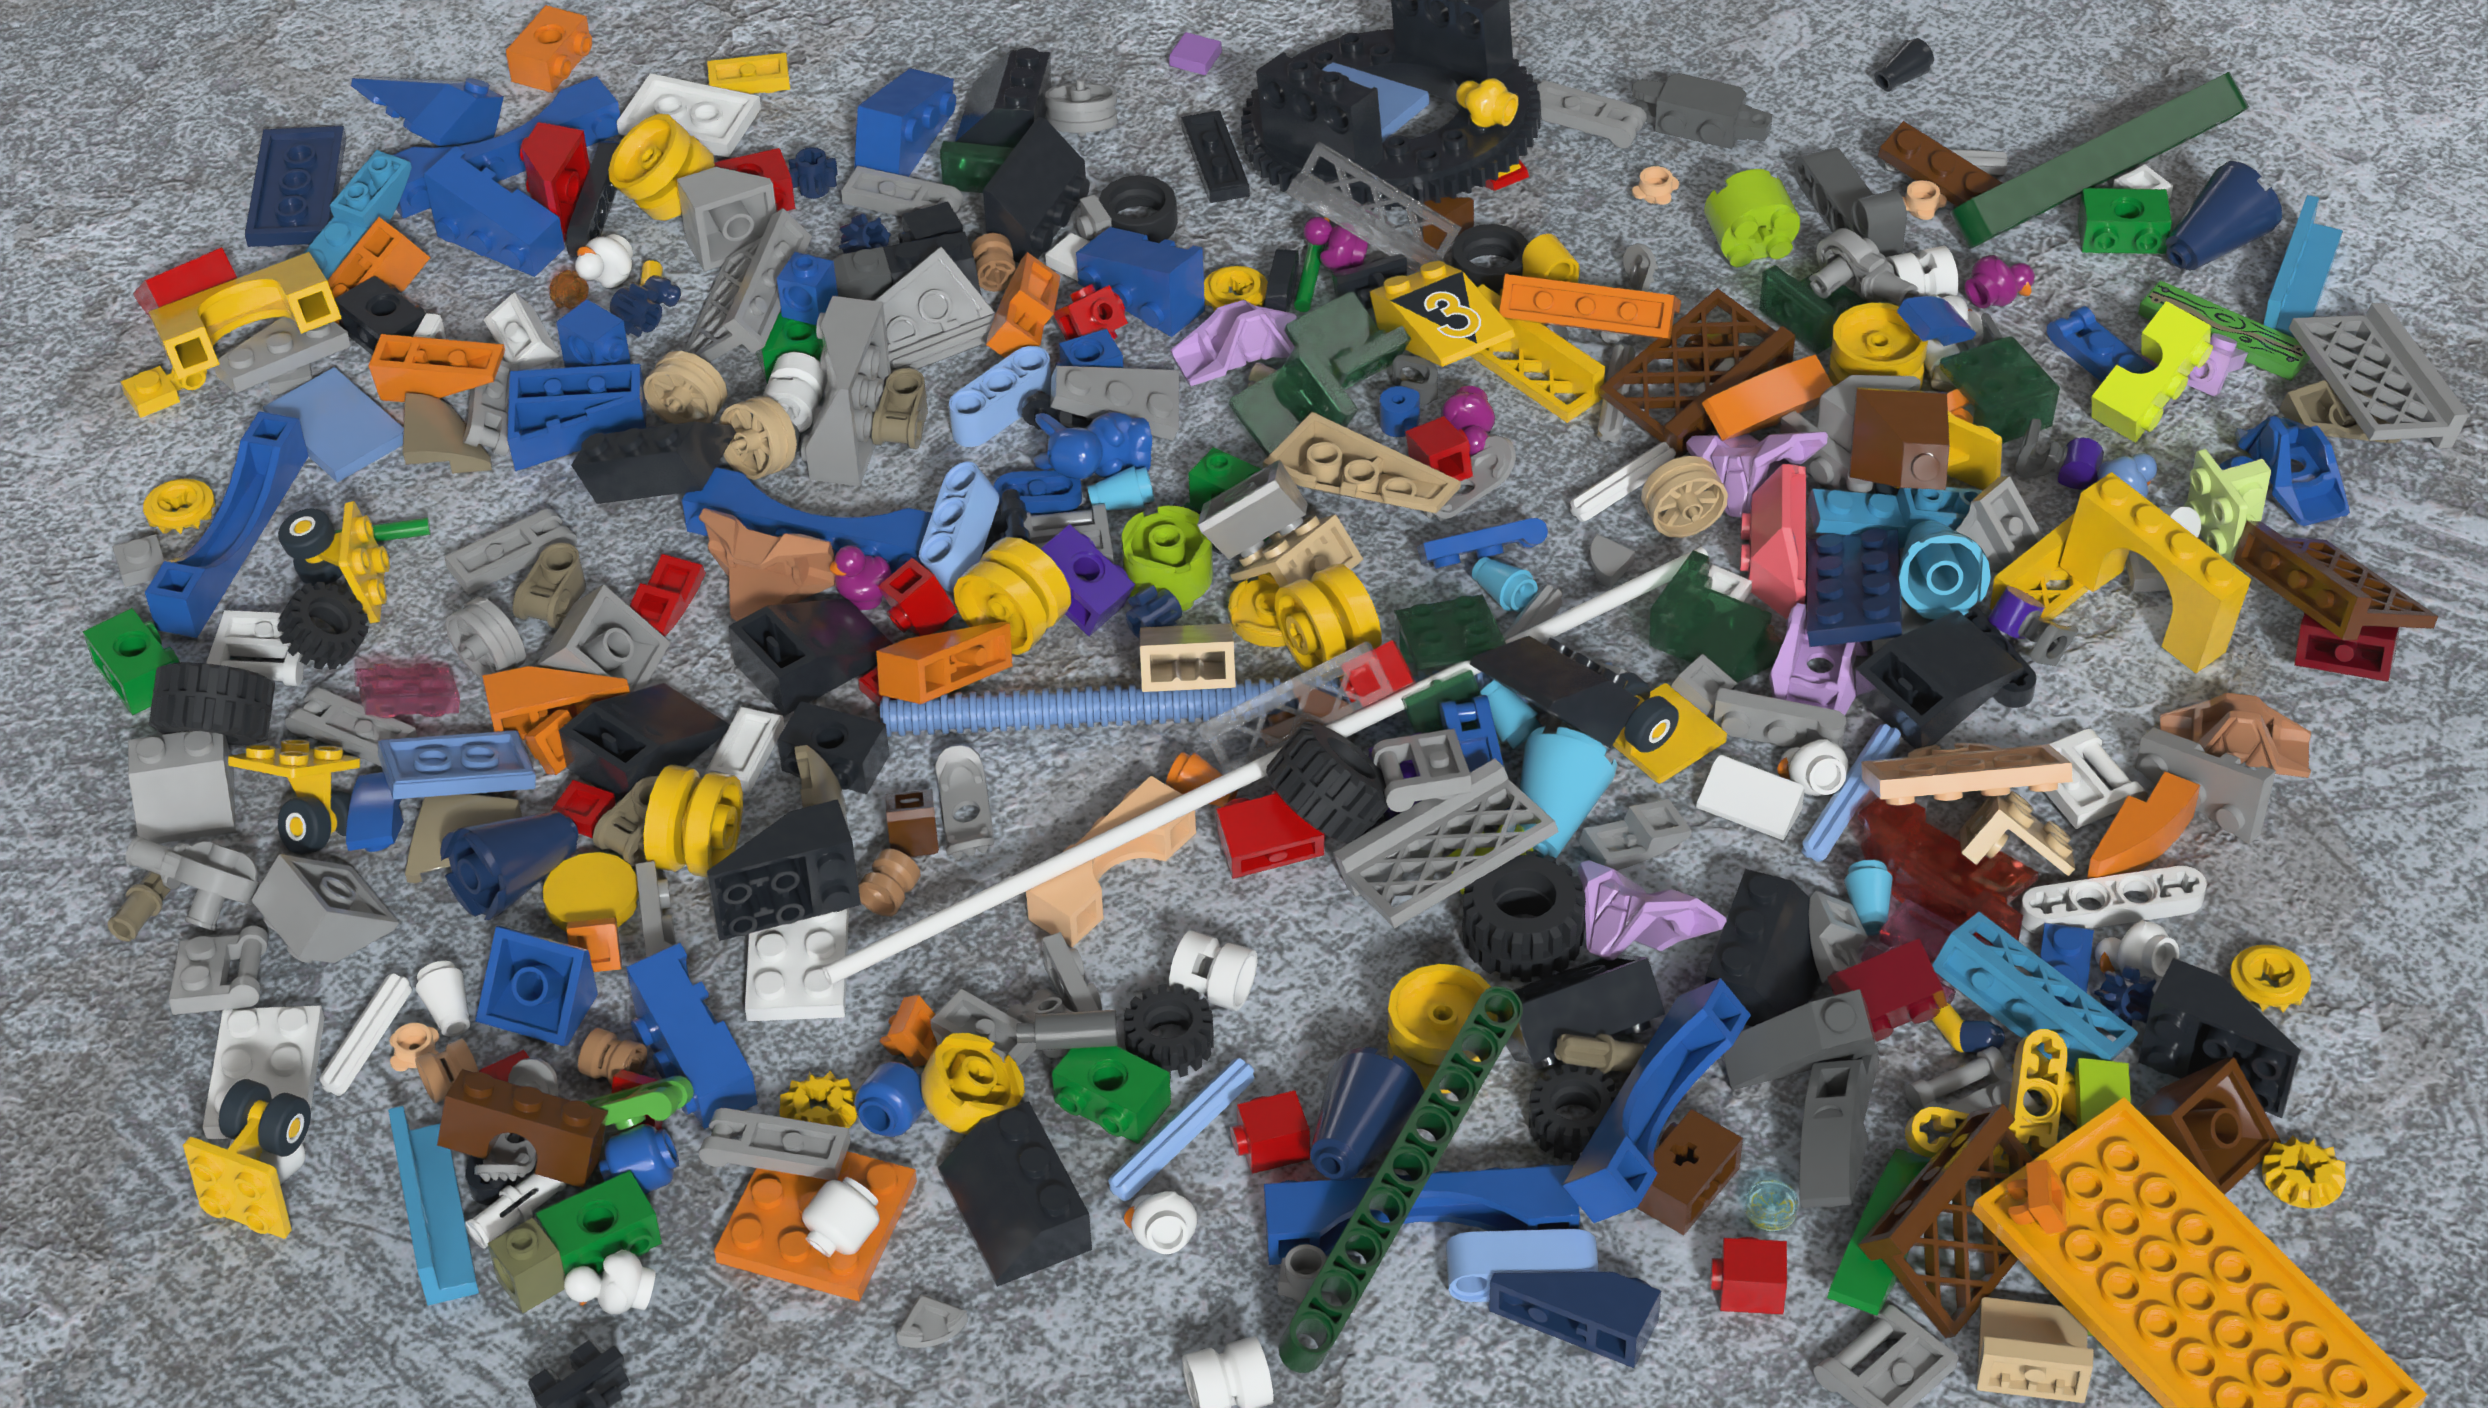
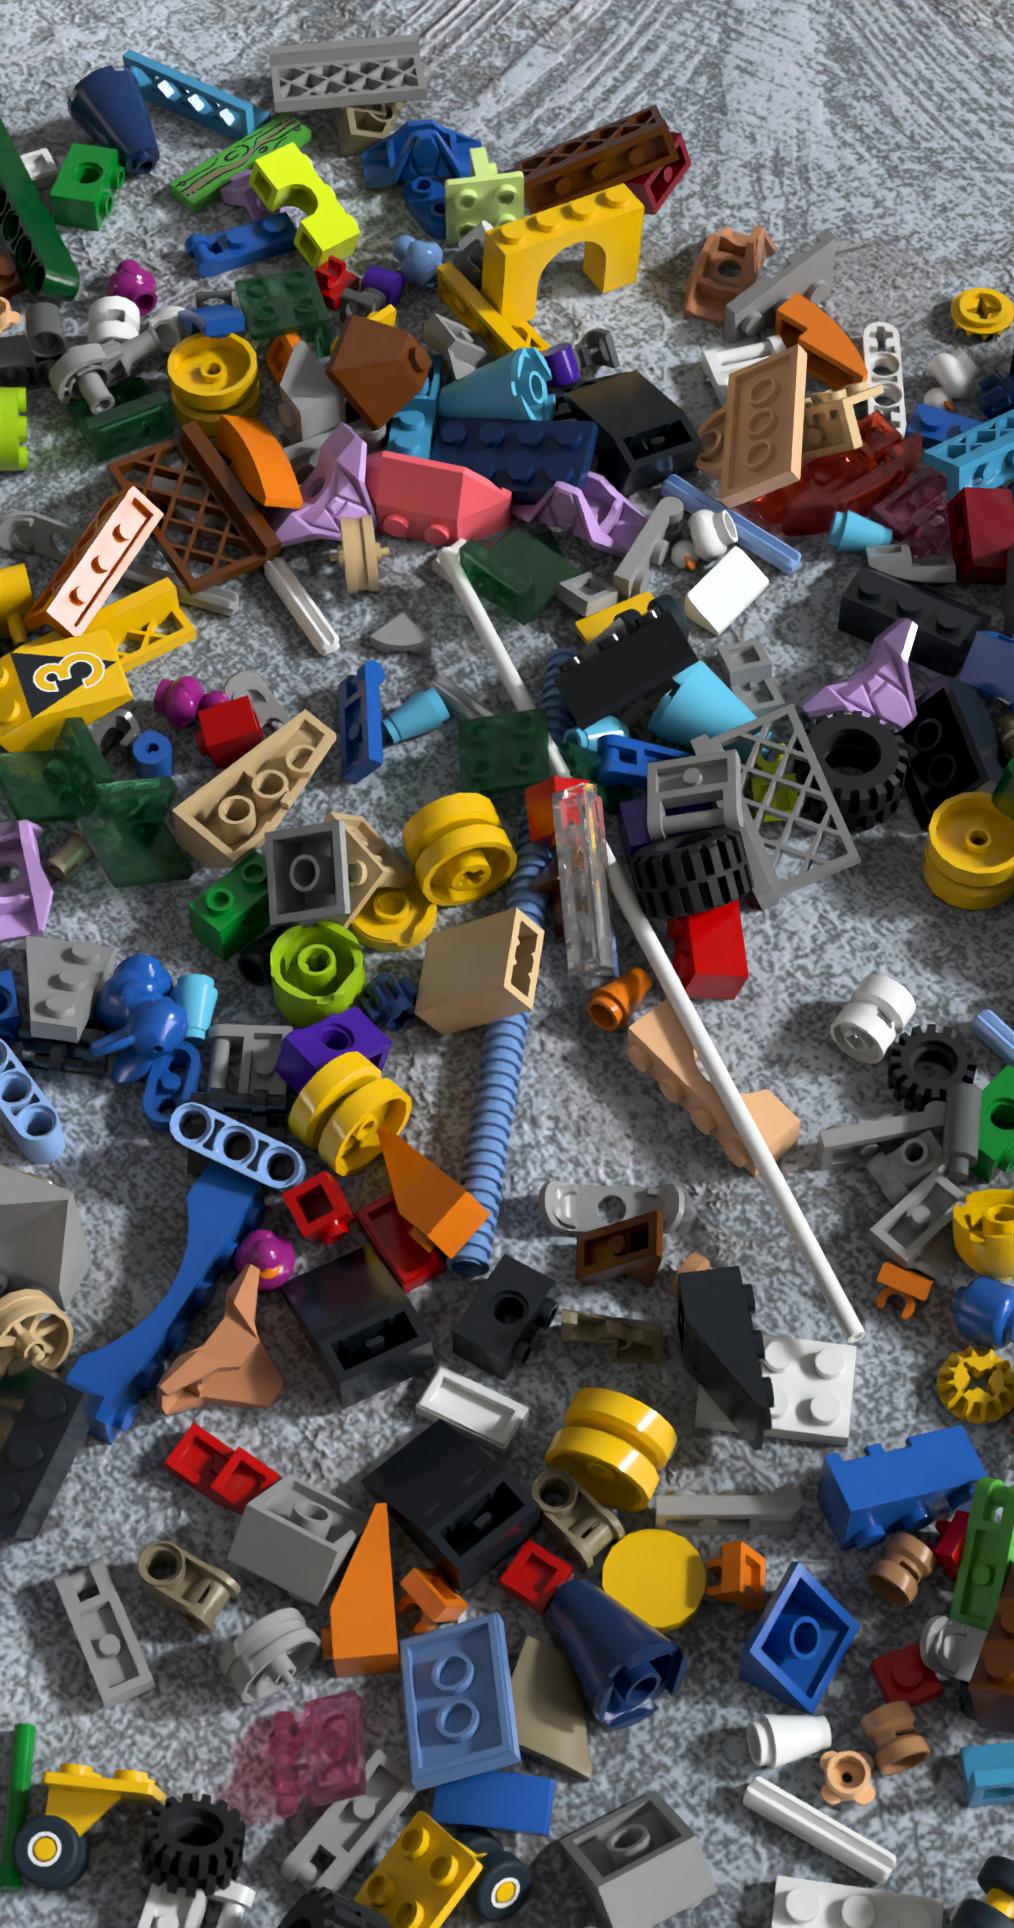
camera: 80 degrees left, 10 degrees up
(2072, 424) = (333, 279): none -> red tile

